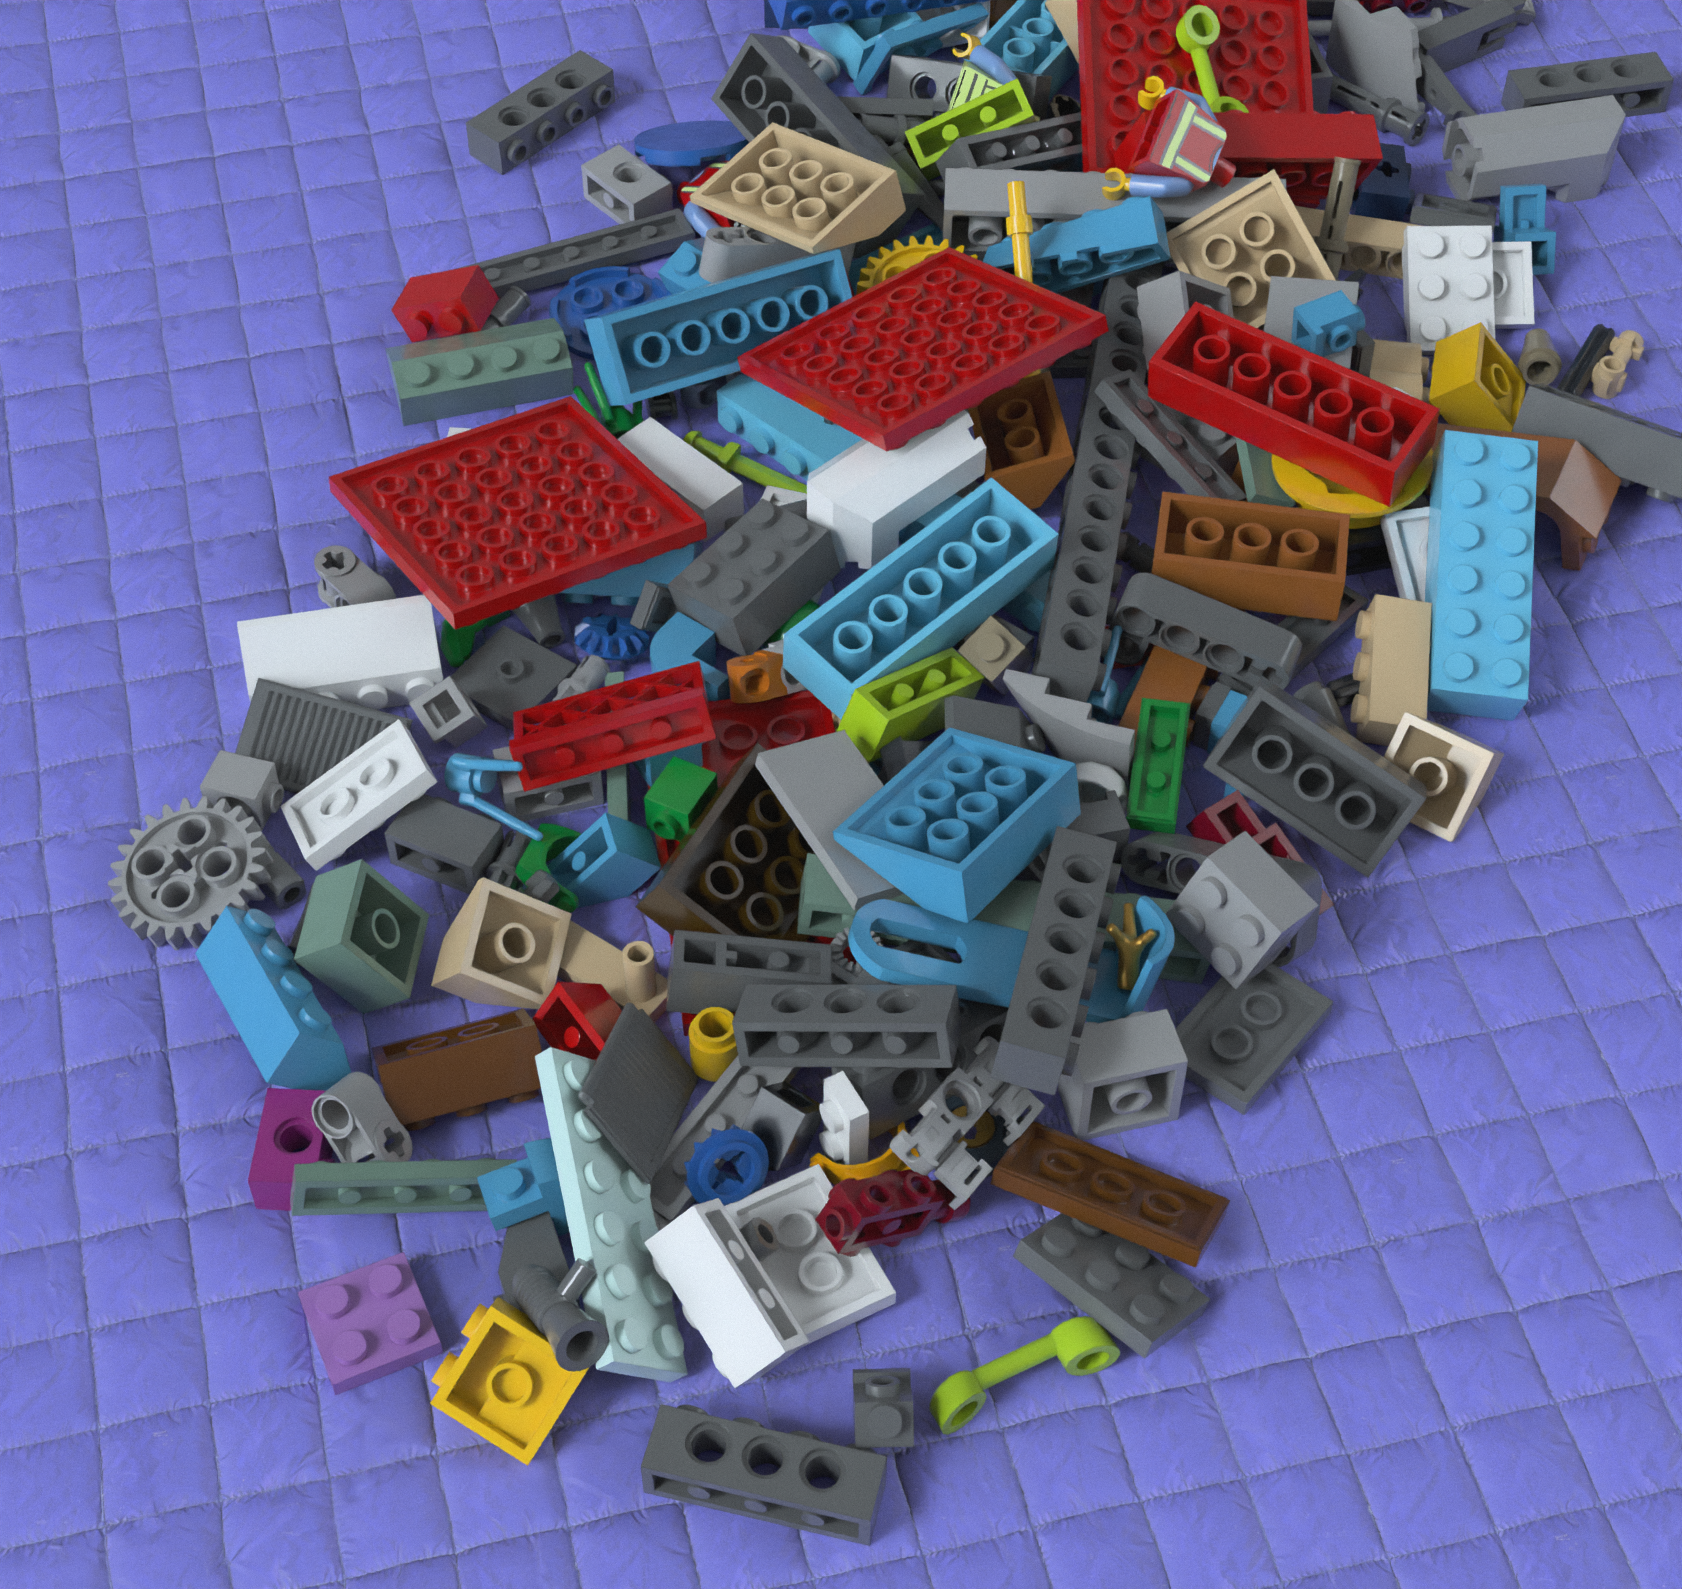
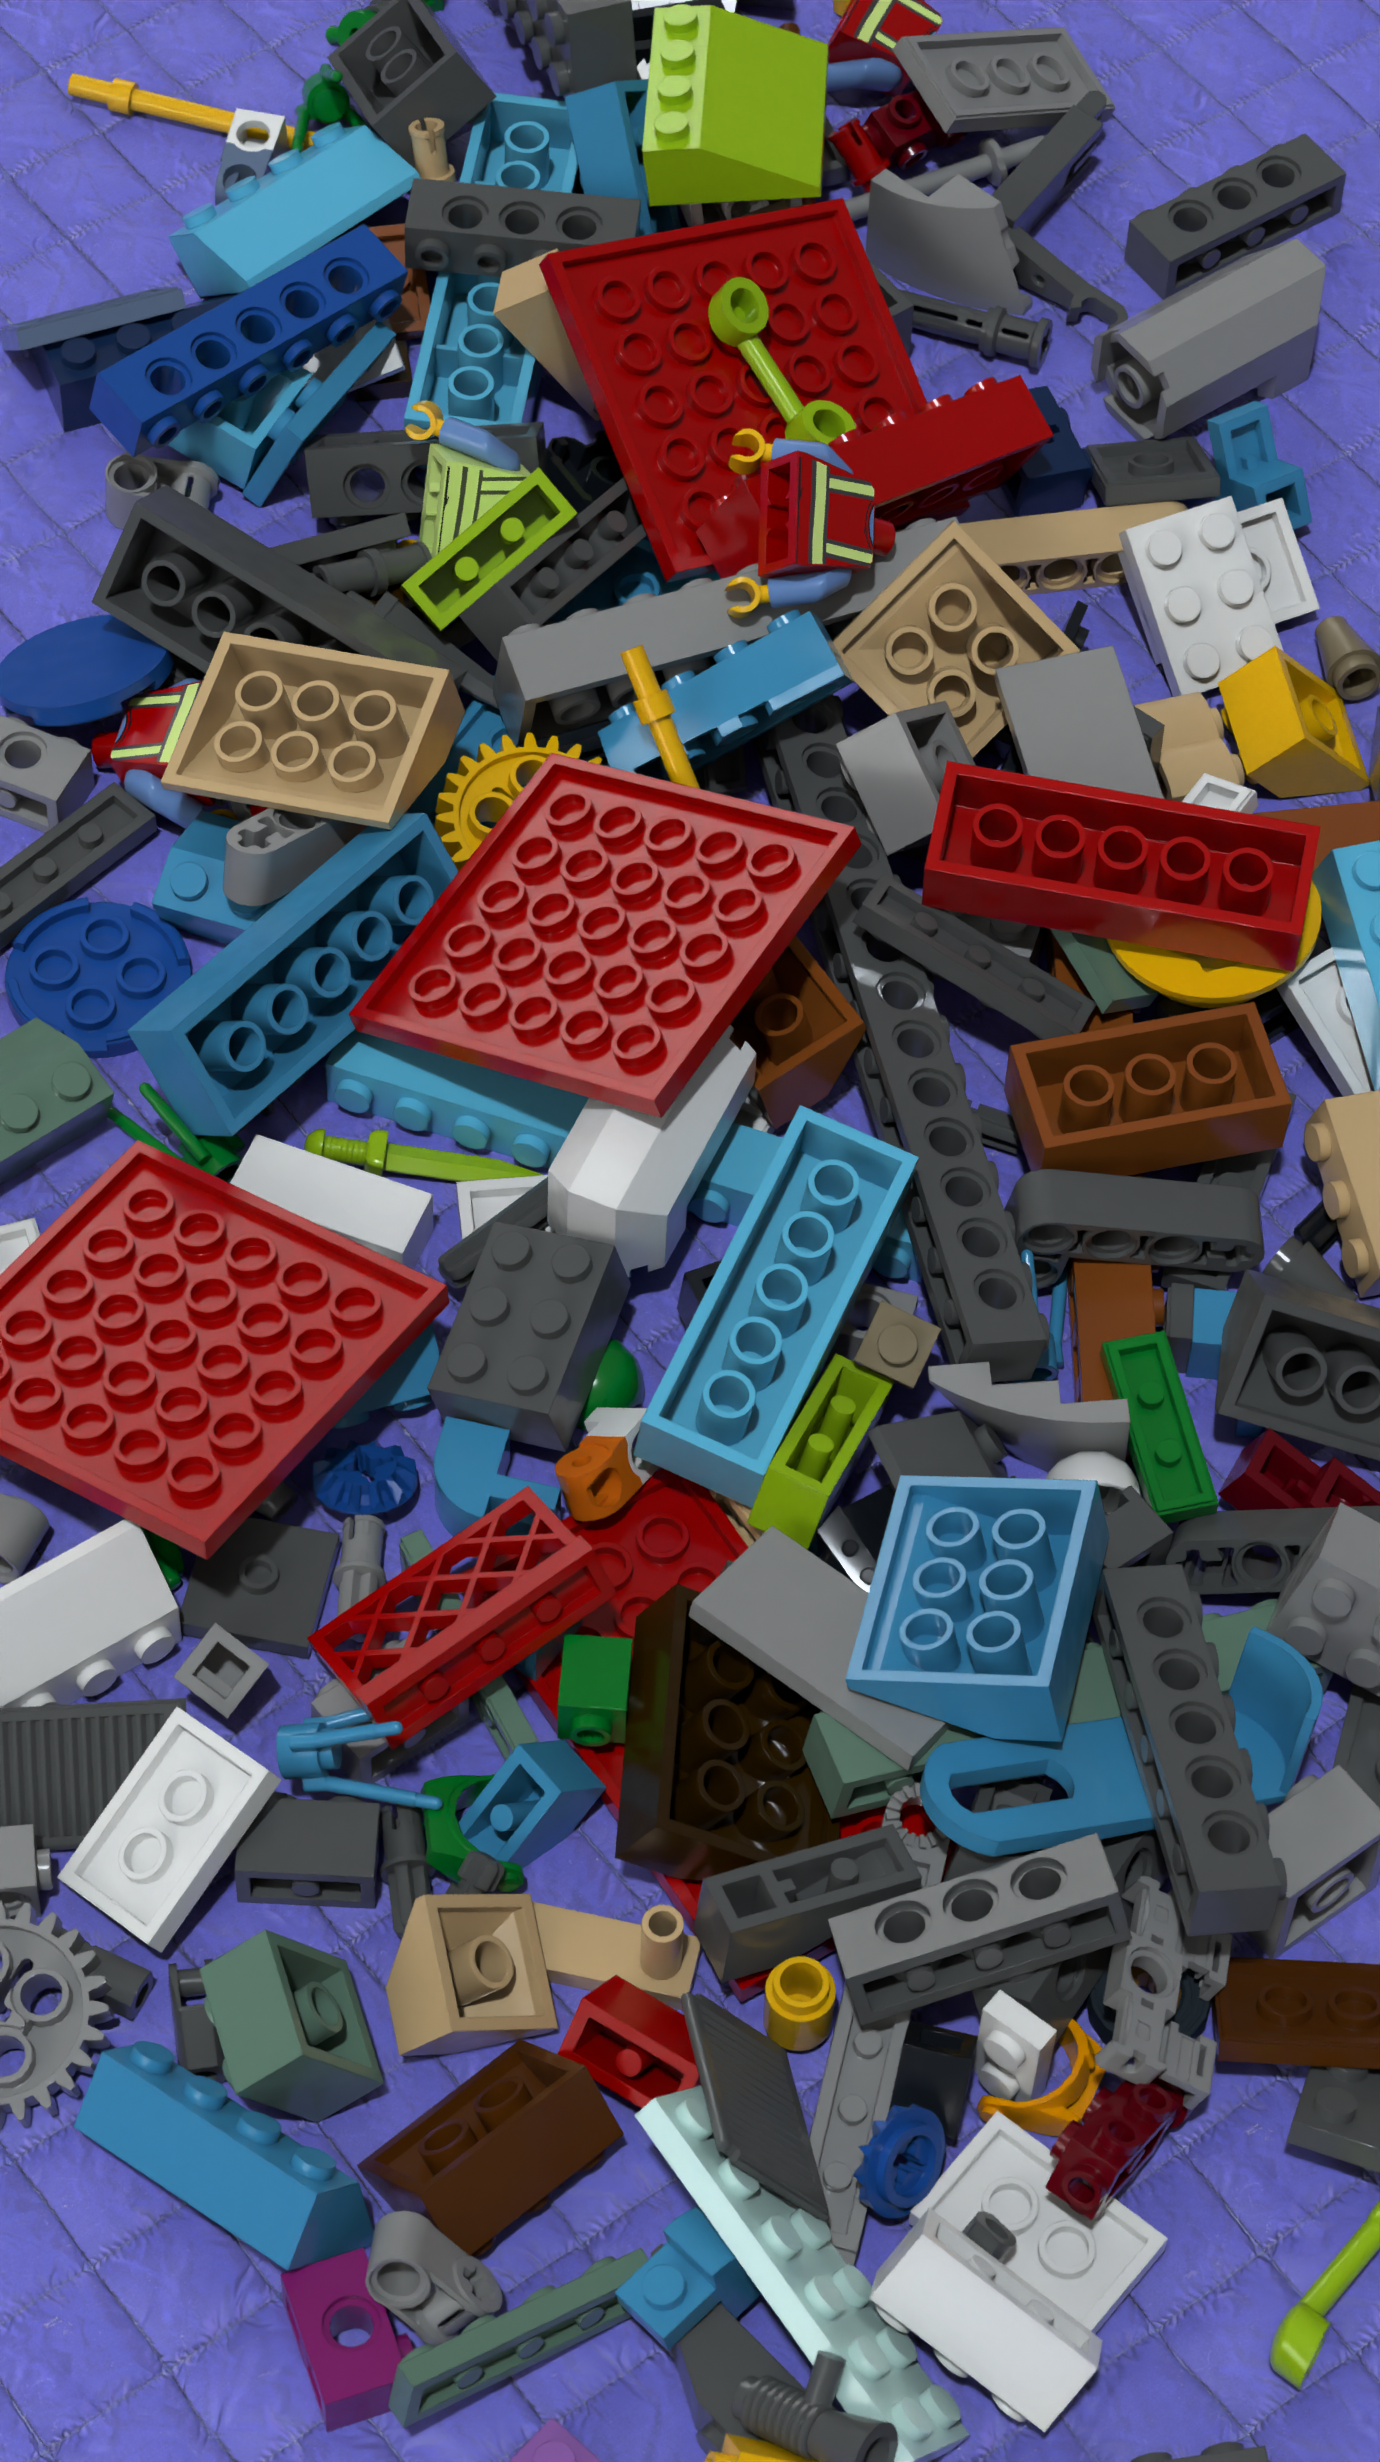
camera: 25 degrees left, 5 degrees up
(653, 607) = (415, 1421): dark grey tile -> none
(883, 1408) = (1226, 2388): dark grey brick -> none
(1129, 947) = (1257, 1699): pearl gold bar -> none
(1327, 324) = (1111, 734): dark azure brick -> none
(1336, 213) = (1019, 474): dark tan pin -> none

